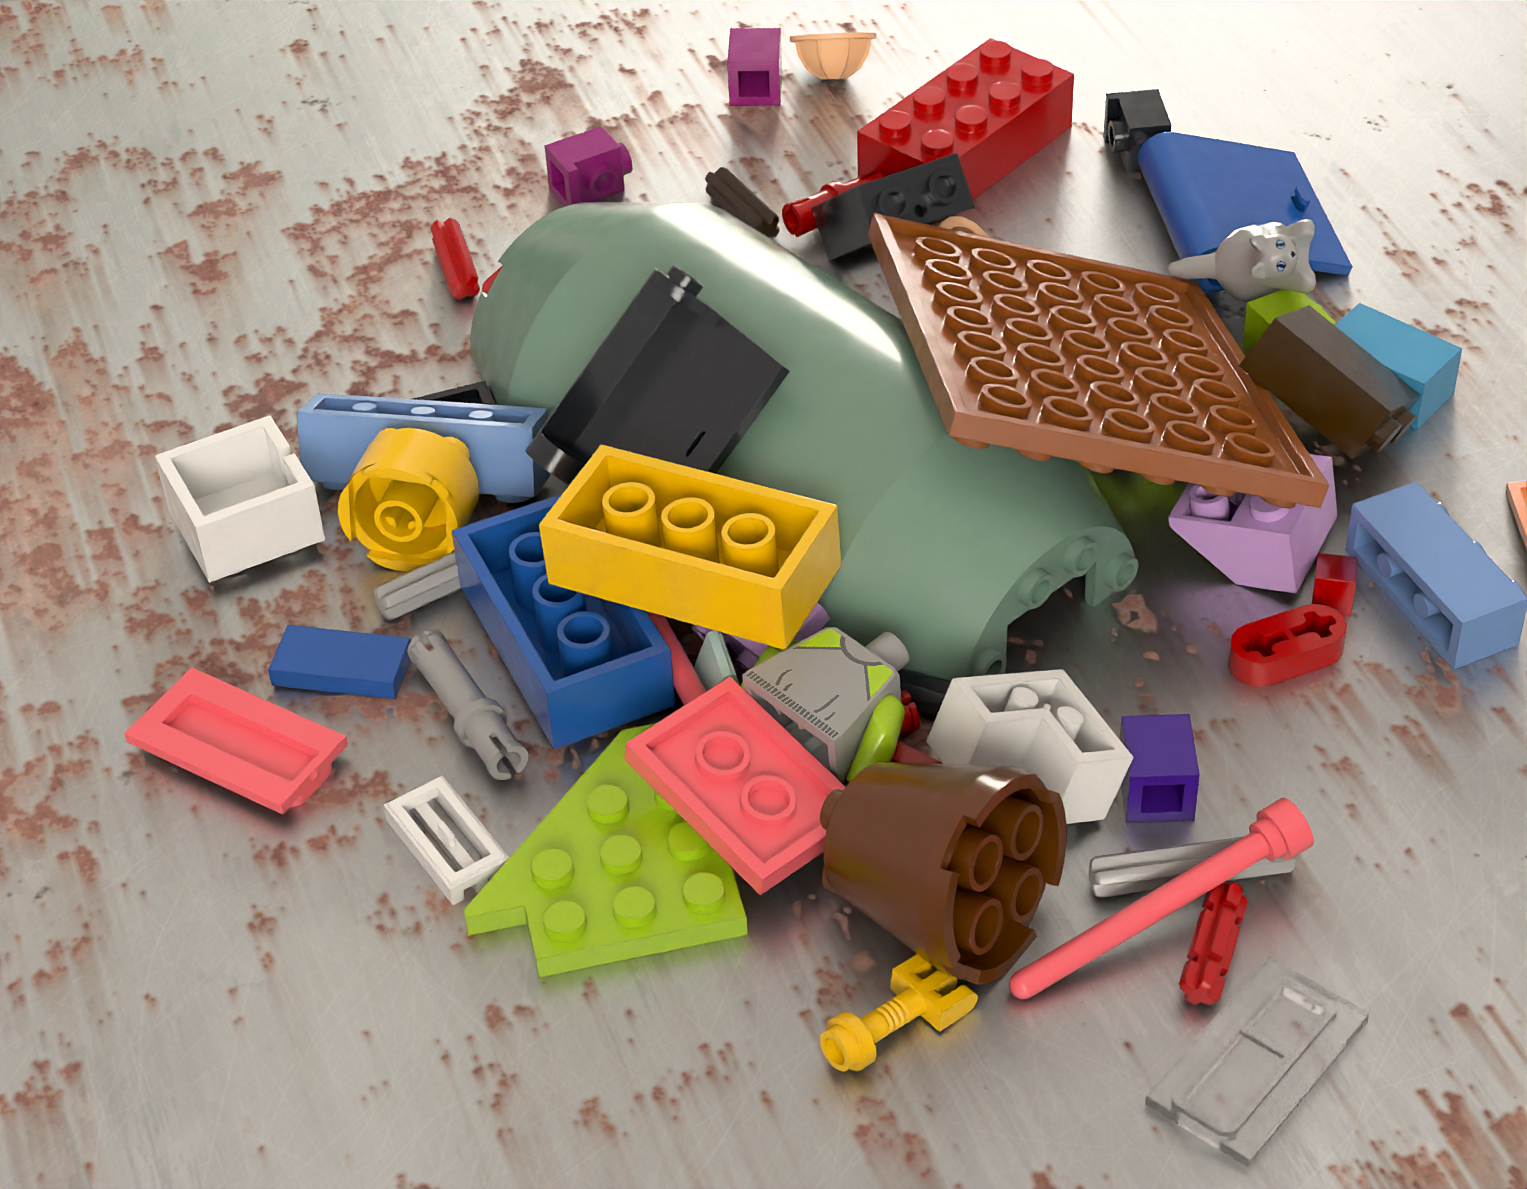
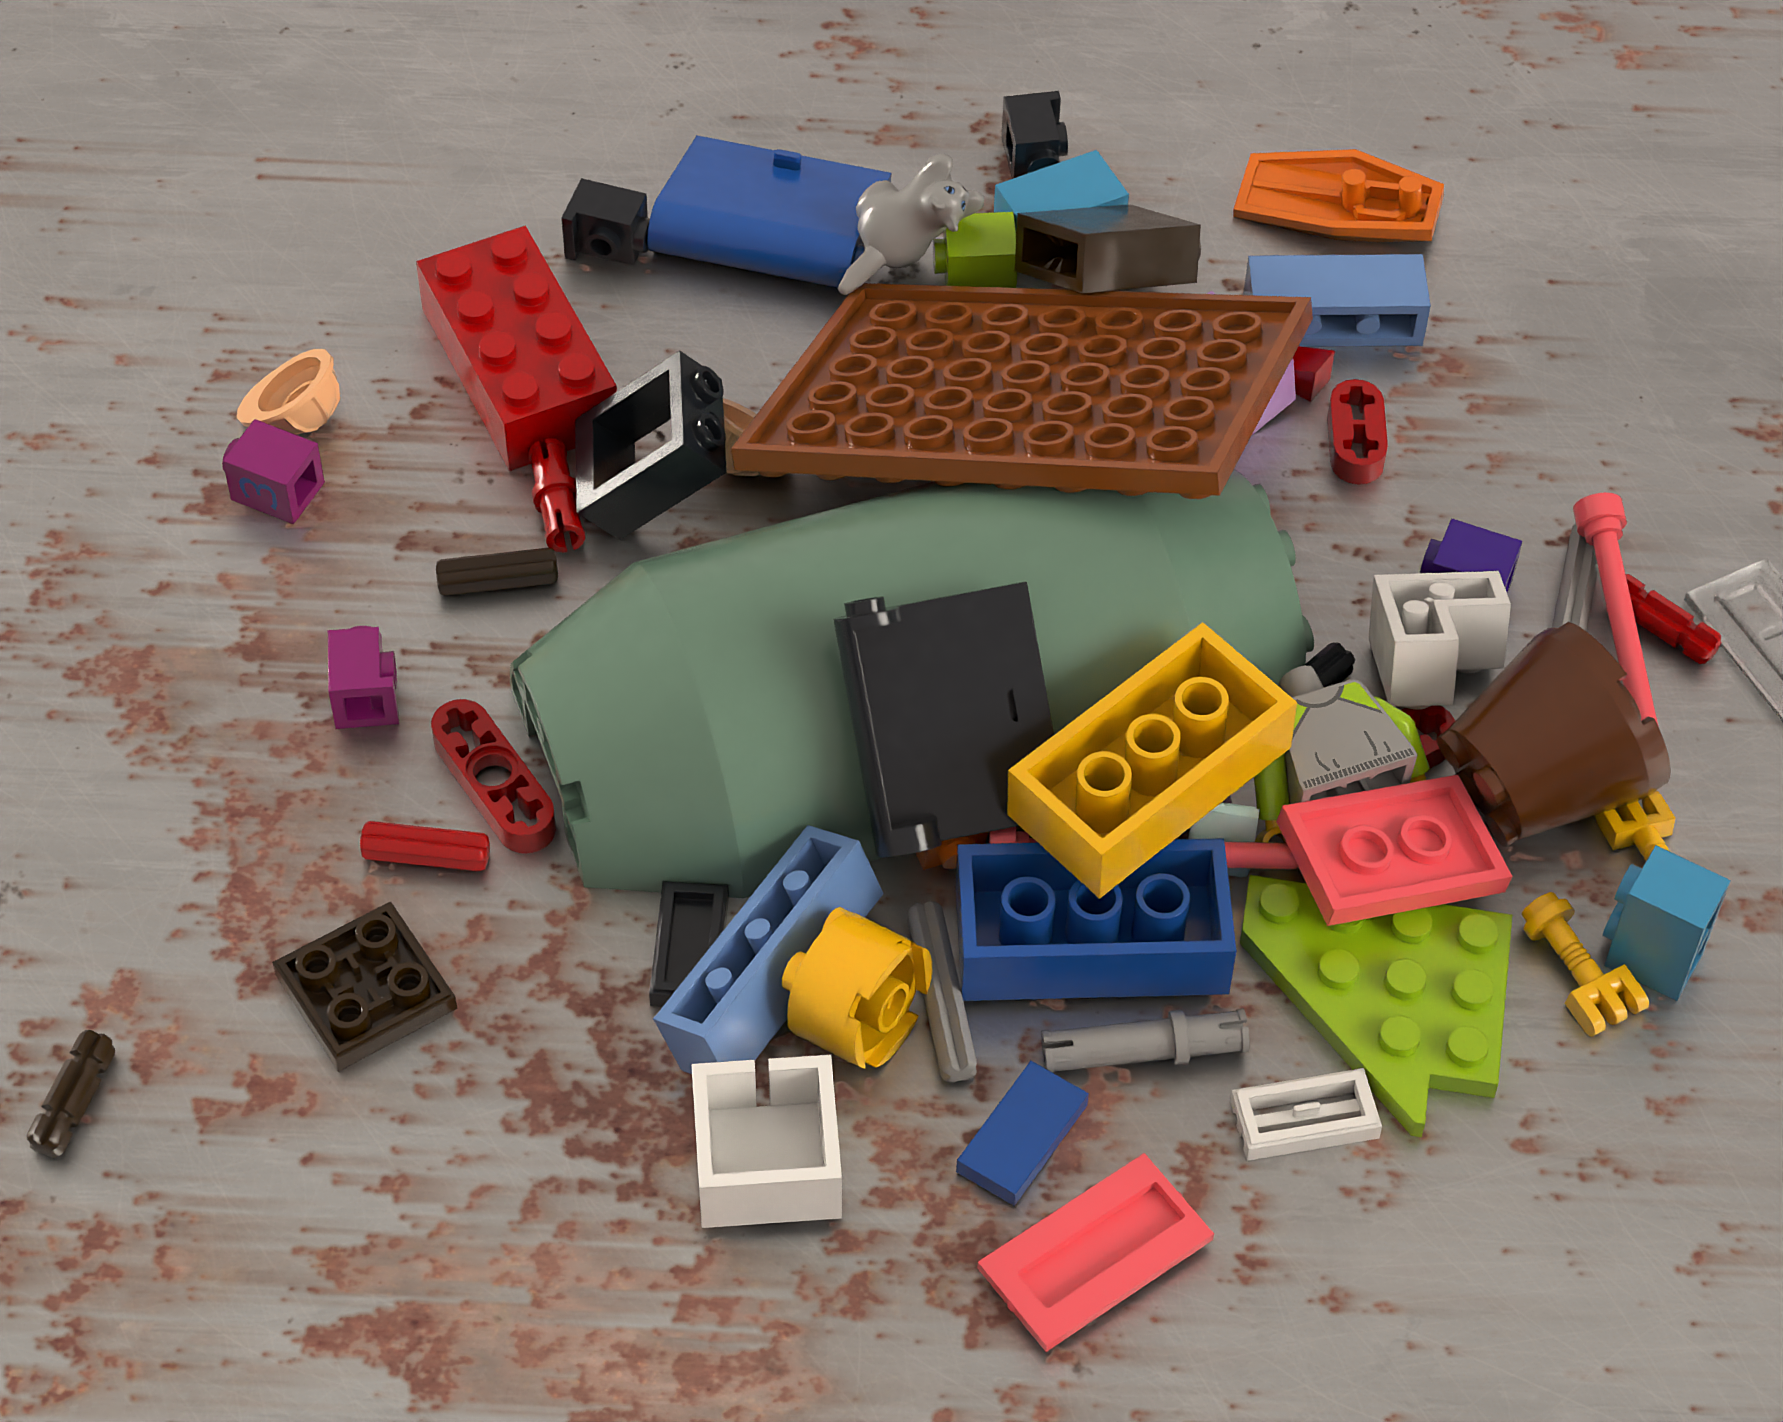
camera: 70 degrees left, 10 degrees up
(155, 180) = (71, 1093): none -> dark brown axle
(315, 276) = (364, 986): none -> dark brown tile
(755, 945) = (1598, 991): none -> yellow hinge
(770, 1013) = (1664, 920): none -> dark azure brick
(1468, 317) = (1033, 132): none -> black brick

